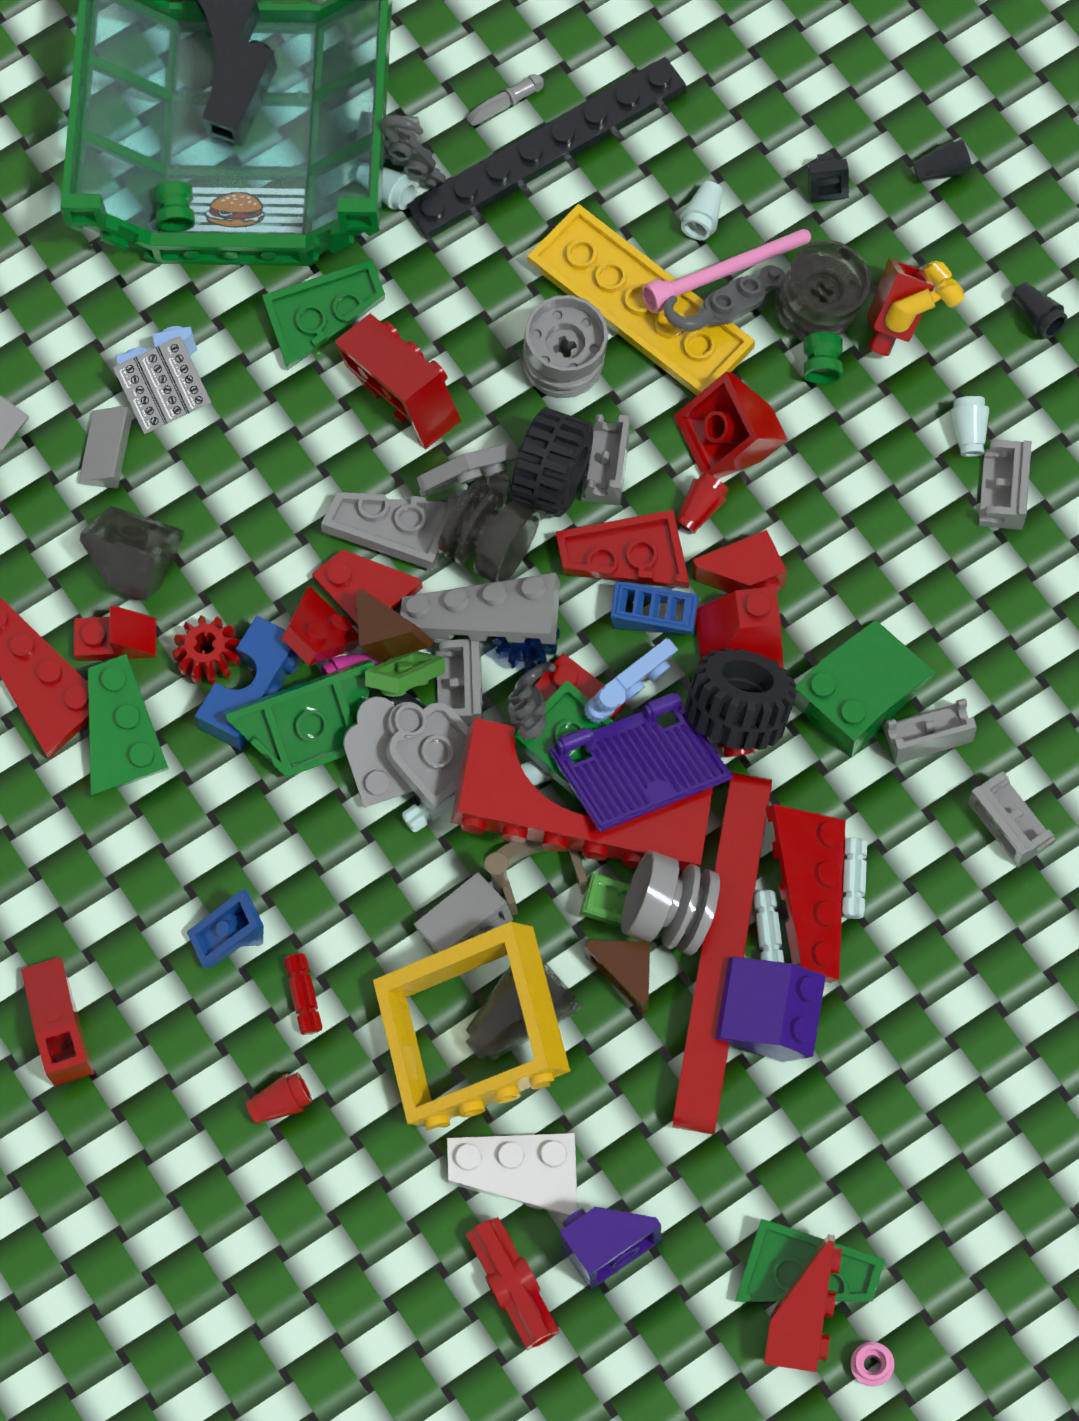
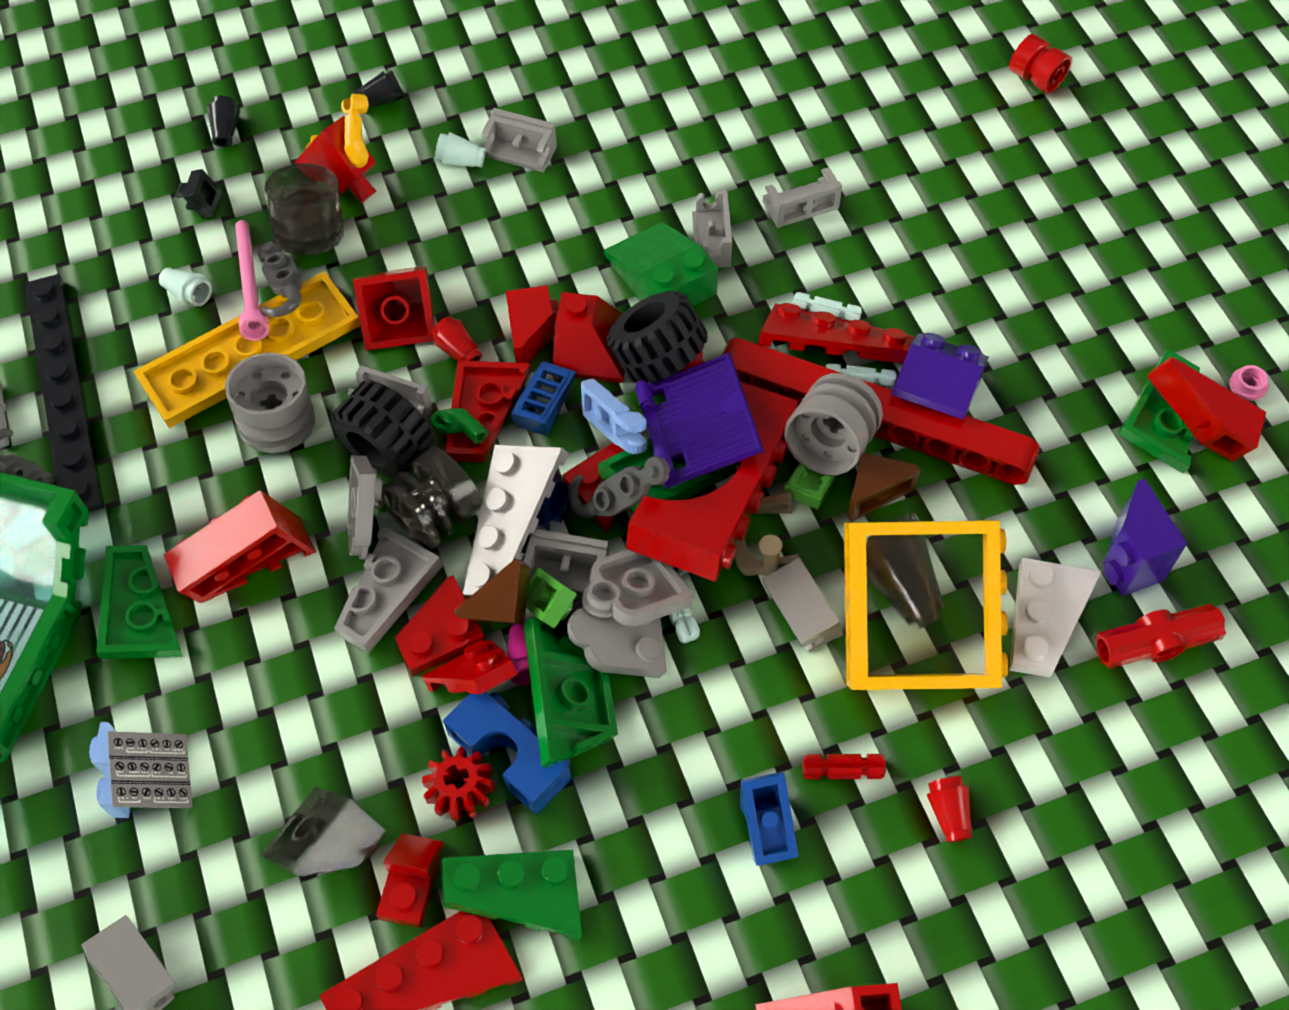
camera: 80 degrees left, 10 degrees down
(106, 447) = (192, 846): light grey slope -> none
(590, 533) = (459, 421): none -> green arm
(823, 358) = (360, 231): green wheel -> none

